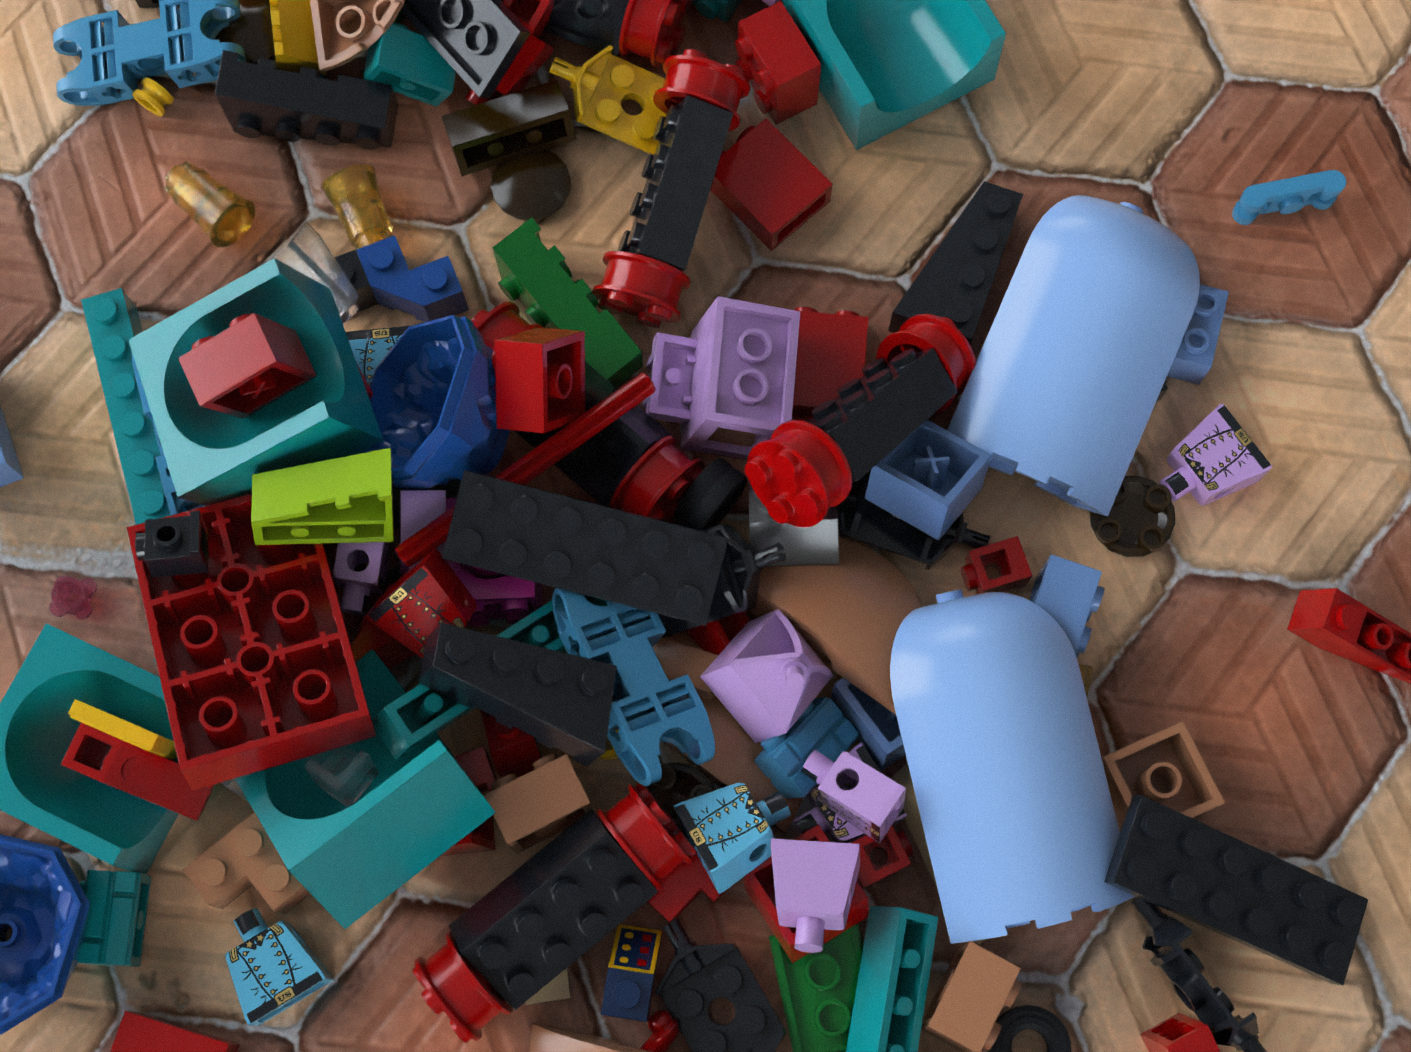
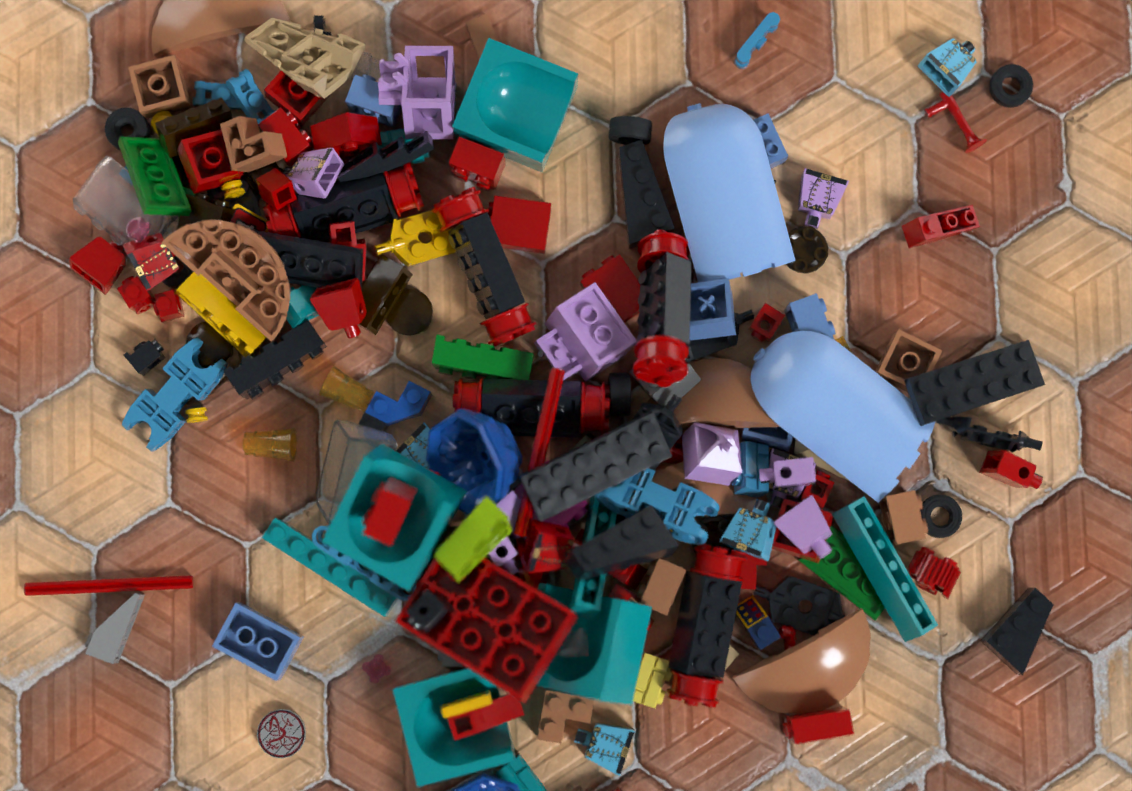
camera: 40 degrees left, 10 degrees up
(409, 926) = (650, 680): none -> light yellow brick
(443, 91) = (341, 306): none -> red torso
(539, 379) = (513, 409): red brick -> none
(1020, 169) = (630, 129): none -> black tyre

